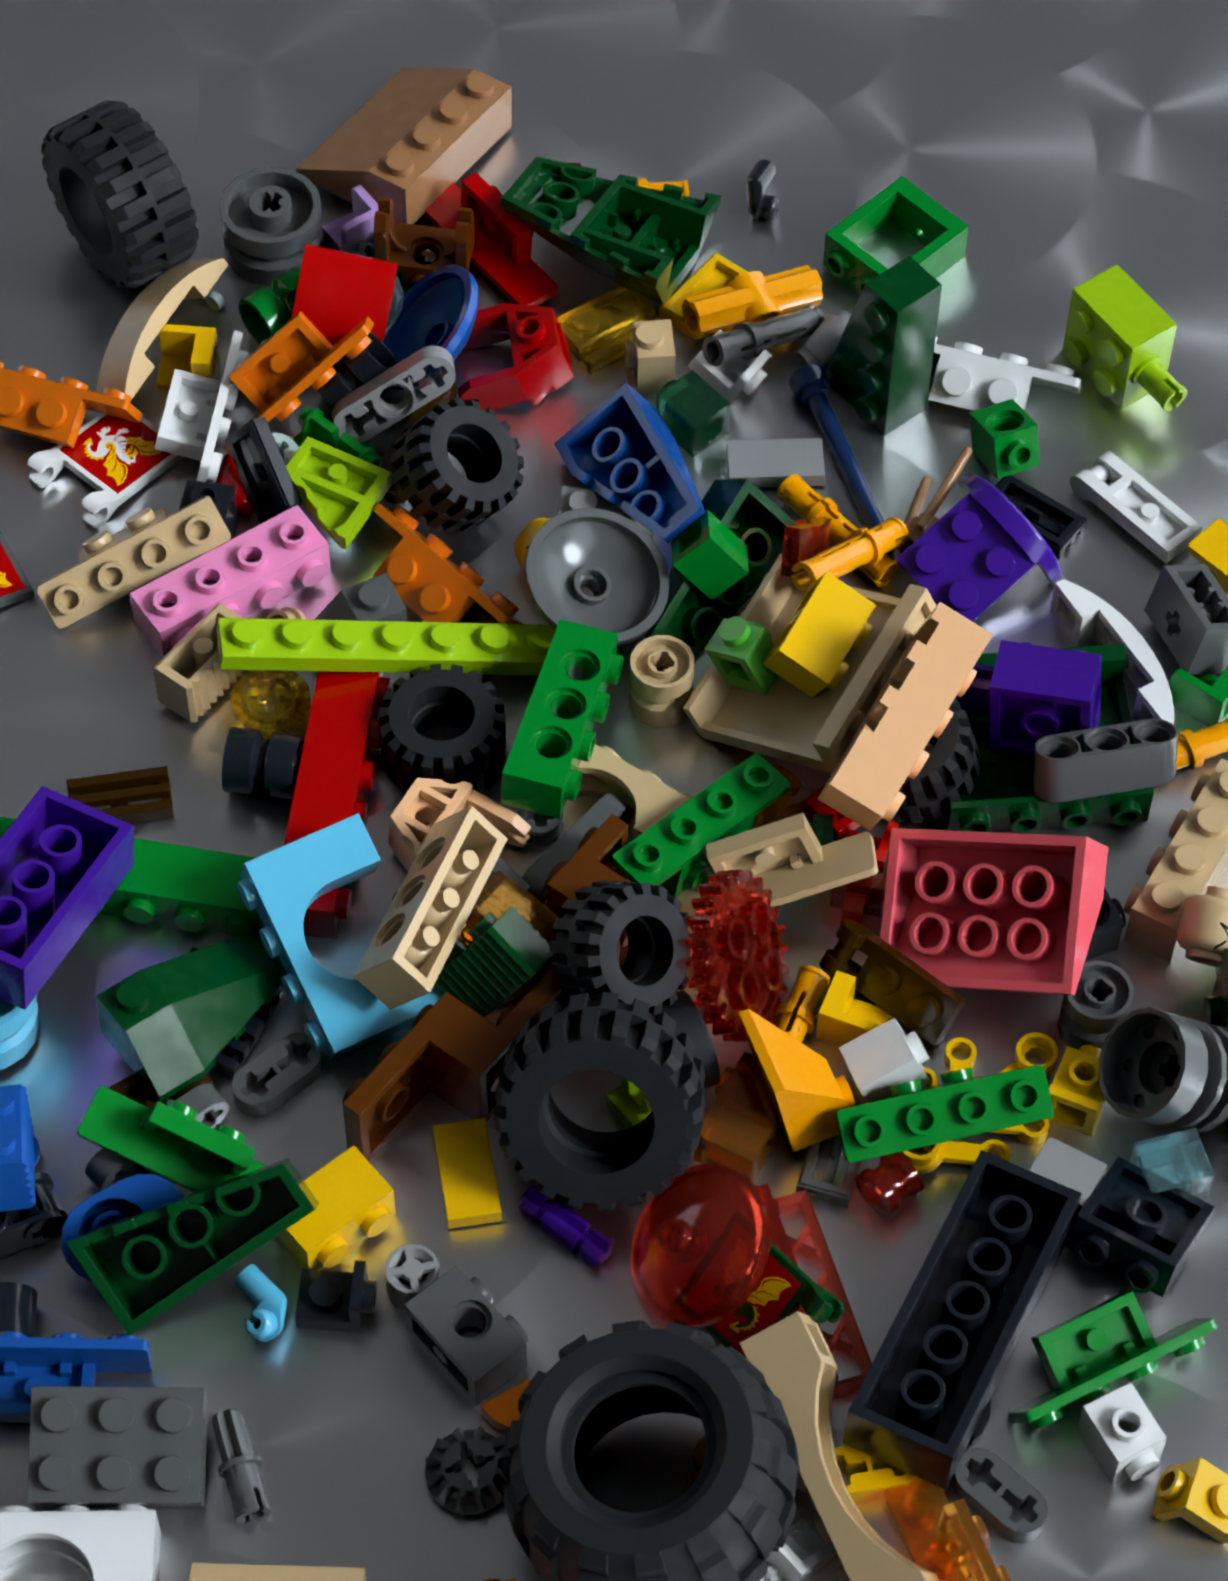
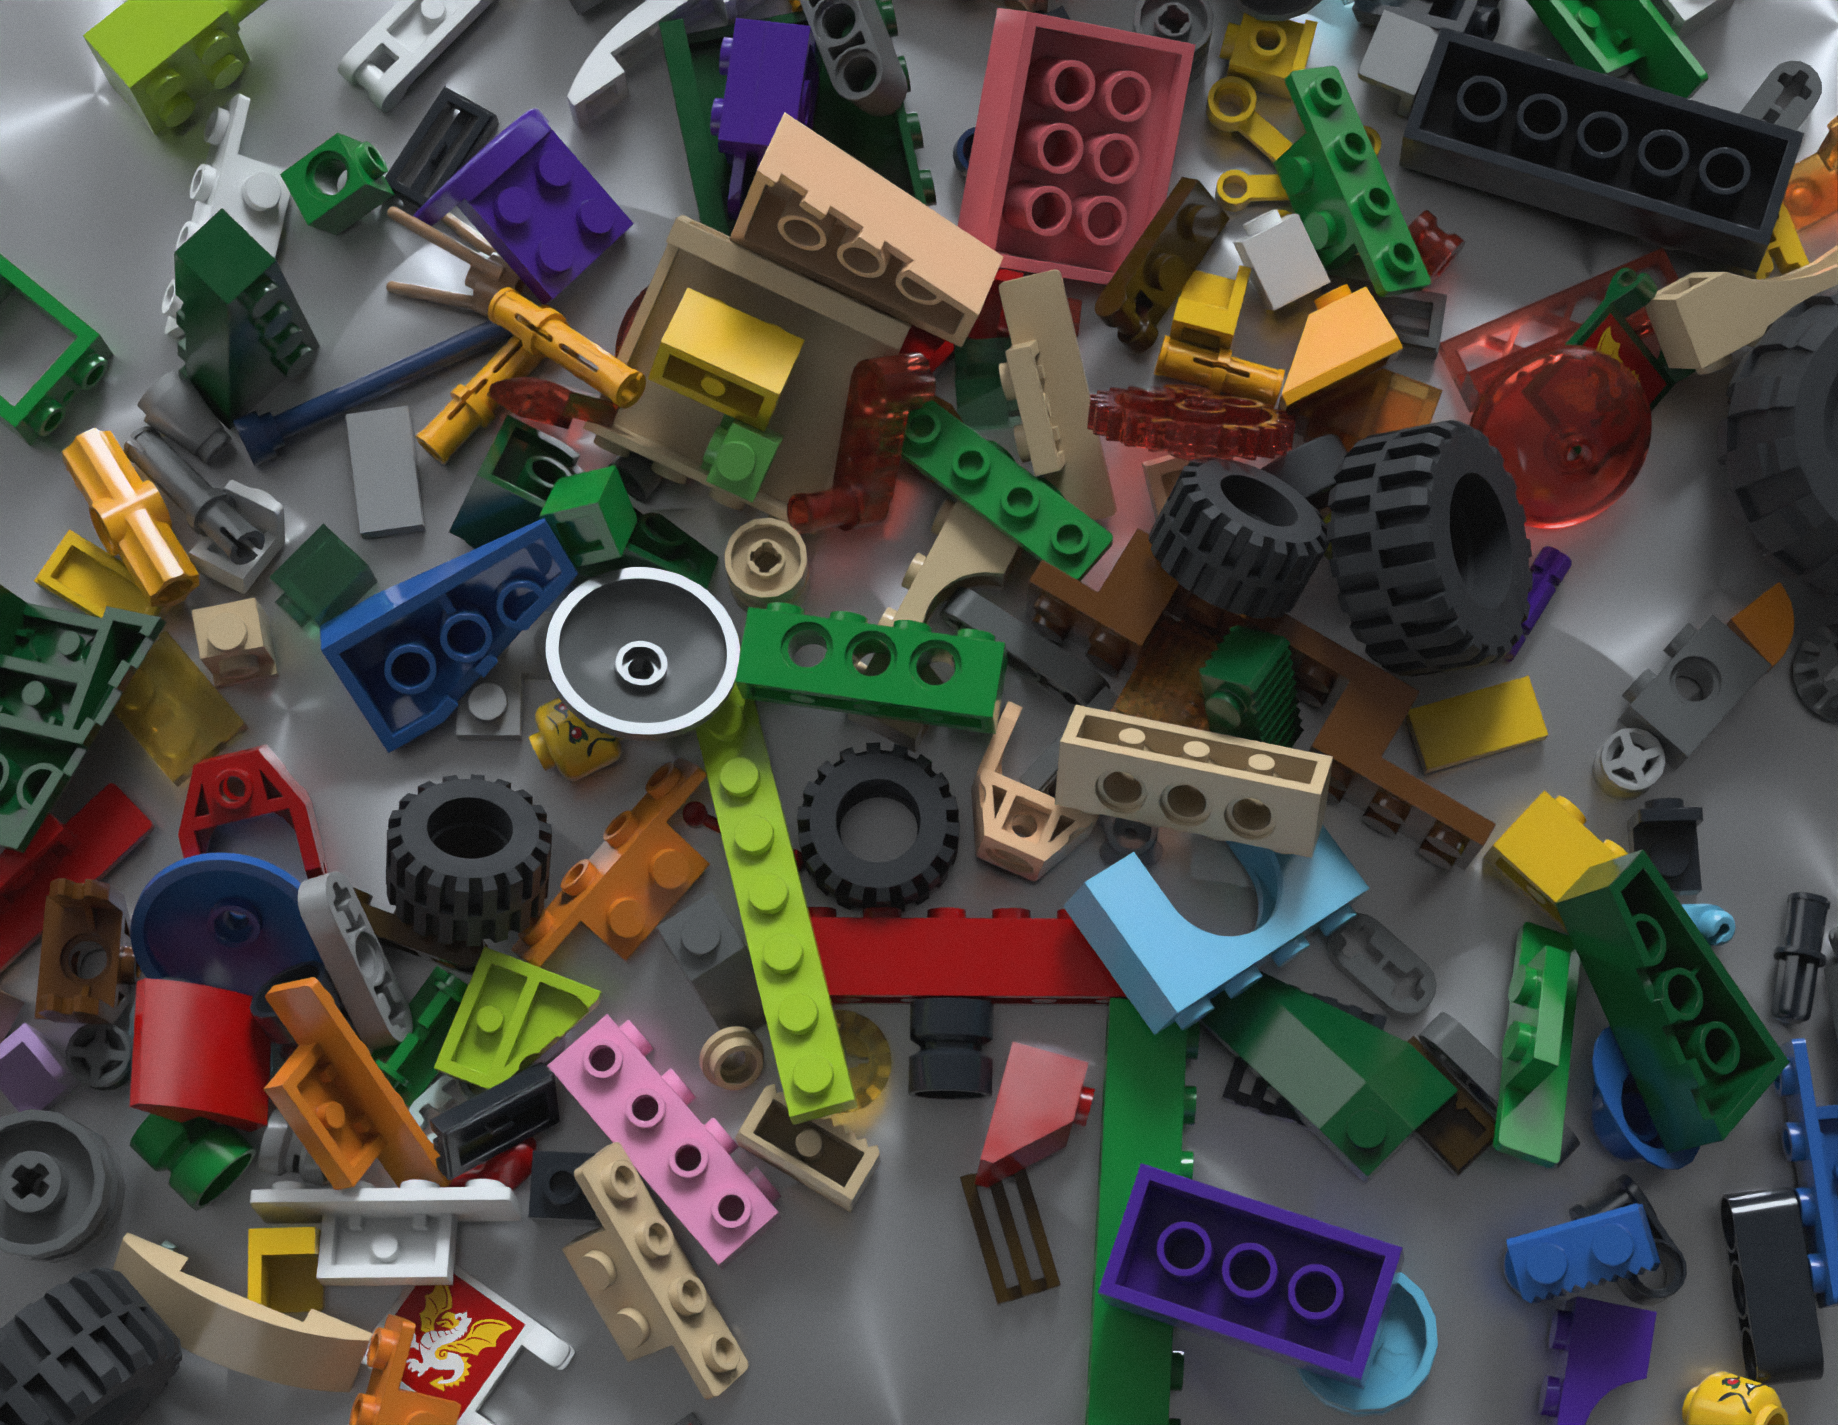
camera: 95 degrees left, 20 degrees up
(201, 804) = (1033, 1111): none -> slope
(224, 1386) = (1800, 957): none -> black axle
(784, 739) = (869, 445): none -> clear red beam

